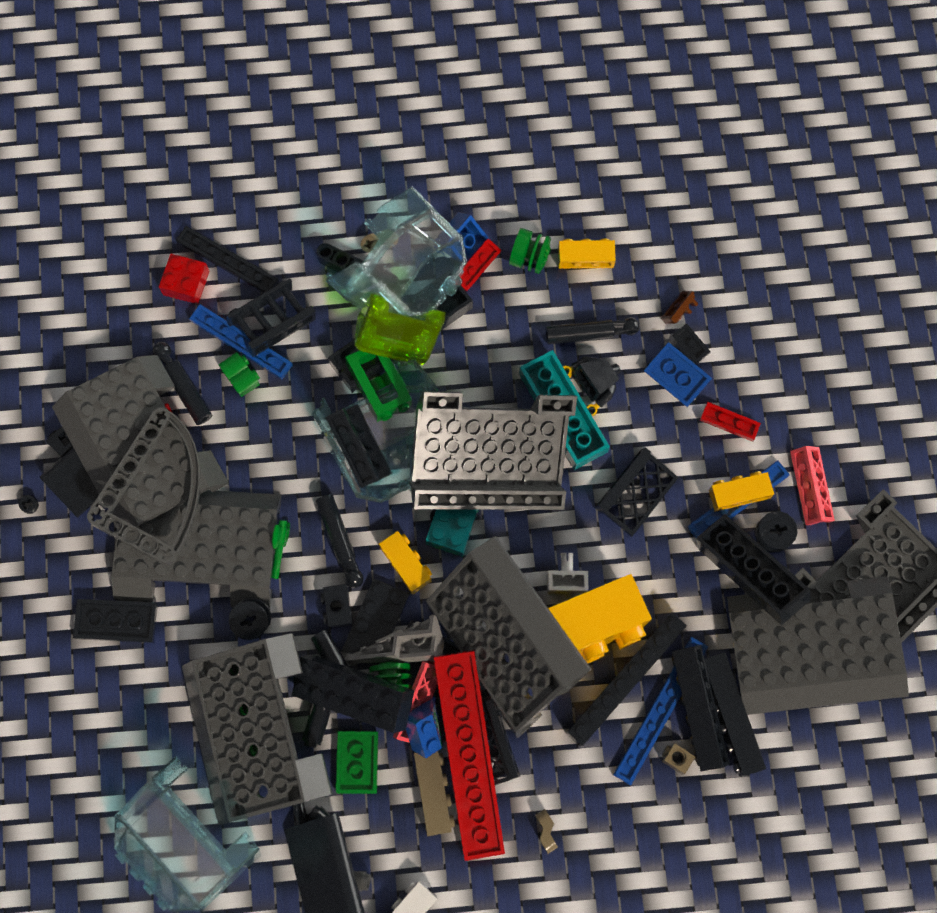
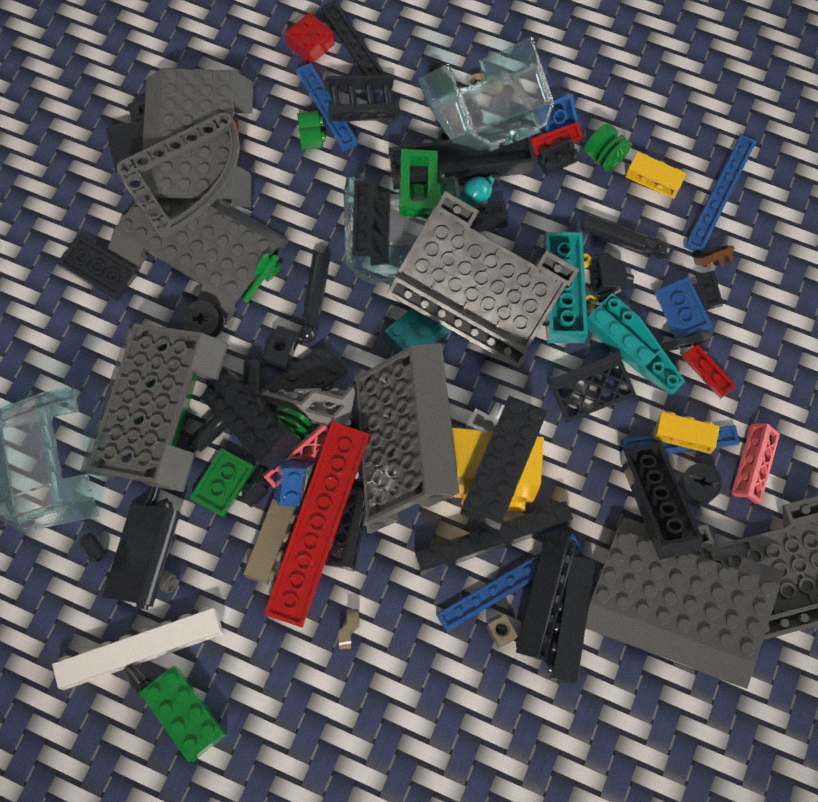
camera: 30 degrees right, 5 degrees down
(31, 509) = (88, 143): black bush -> none
(183, 385) = (260, 117): black piece -> none
(274, 888) = (92, 547): none -> black brick
(392, 755) = (254, 492): none -> black brick
(395, 334) = (454, 149): clear neon green windscreen -> none
(406, 562) = (359, 342): yellow brick -> none
(437, 356) = (479, 189): none -> teal hair
(456, 374) = (490, 216): none -> black hinge
(487, 282) = (557, 157): none -> black hinge
(611, 617) = (503, 462): none -> black brick
(645, 427) = (626, 333): none -> teal wedge
(652, 241) = (720, 194): none -> blue tile
(696, 405) = (686, 341): none -> black tile

